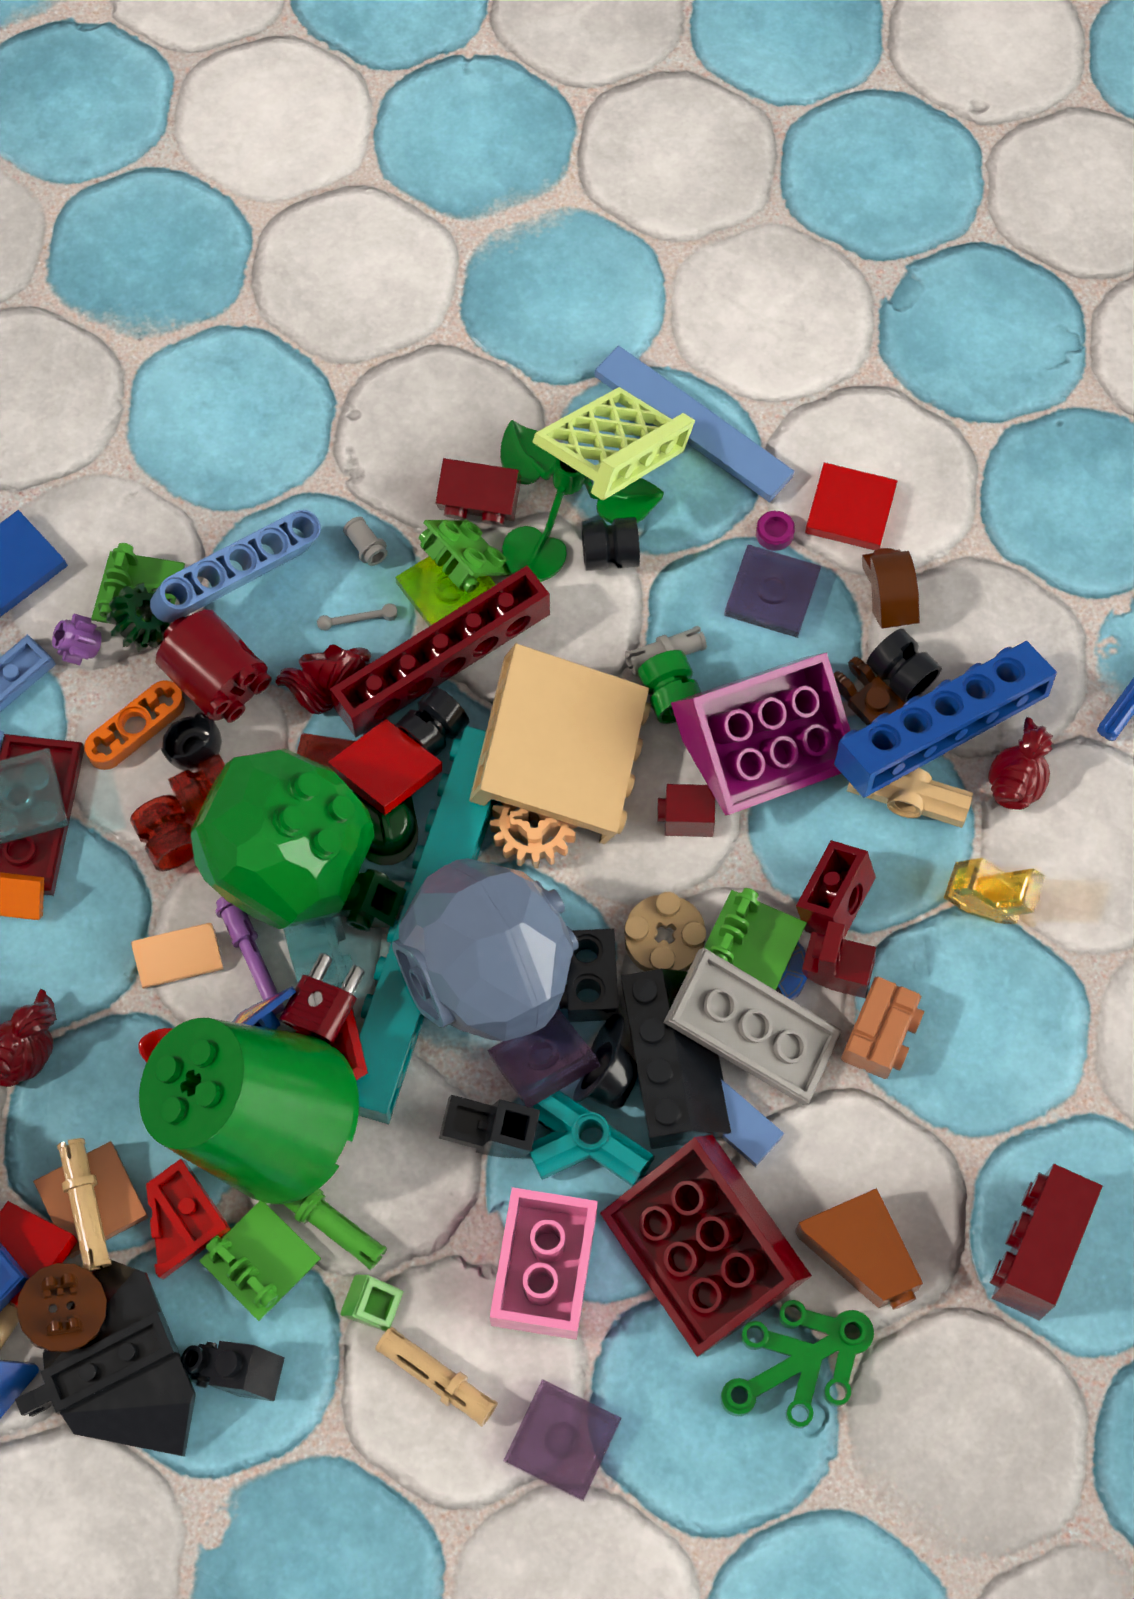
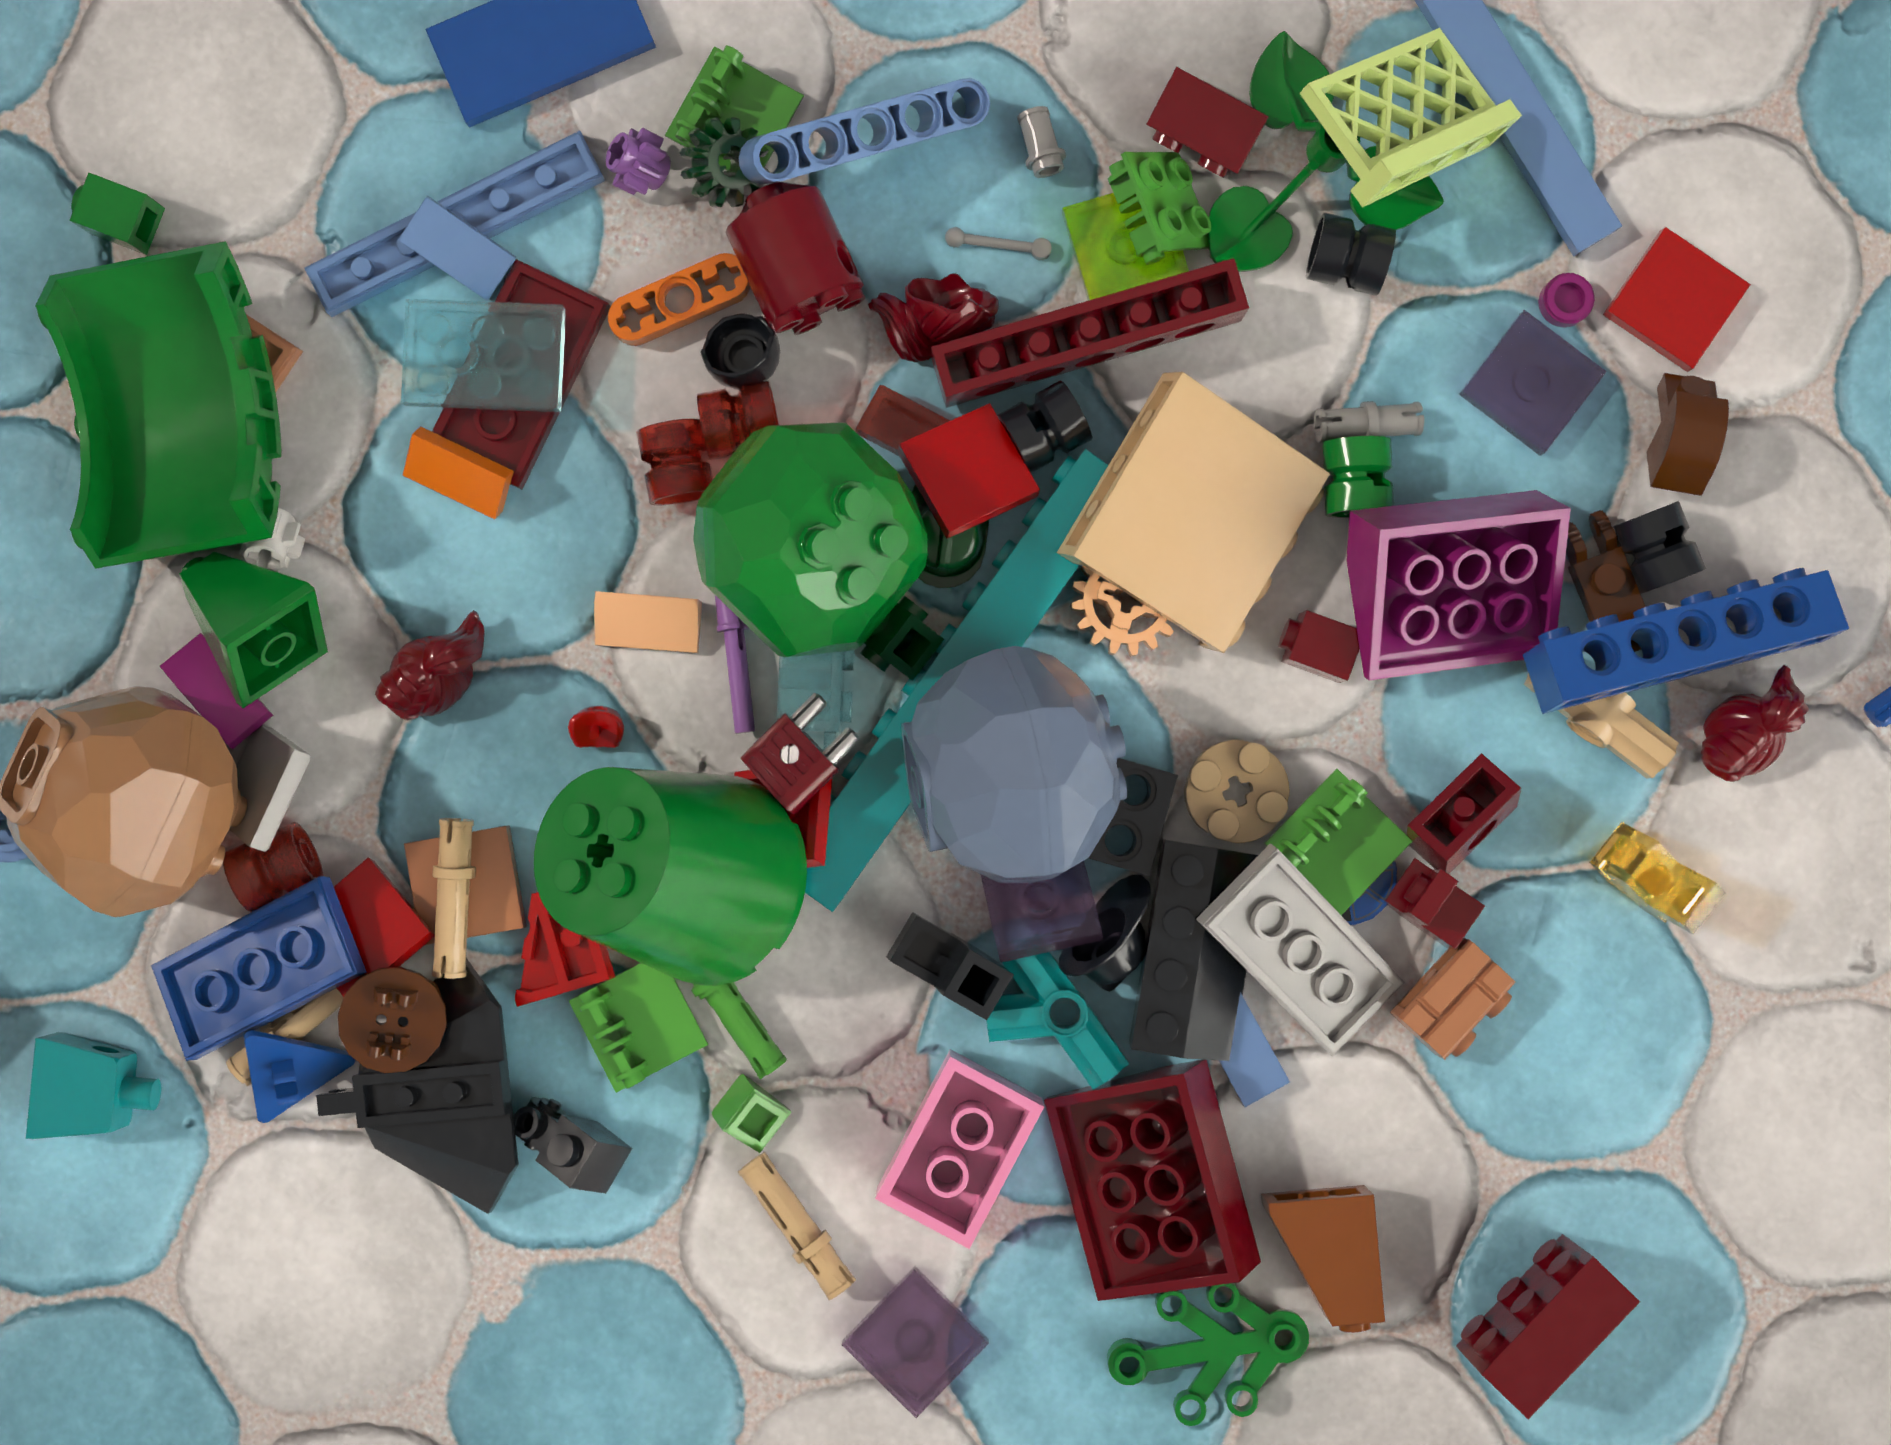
camera: 20 degrees right, 20 degrees up
(261, 1013) = (713, 741): blue piece -> none

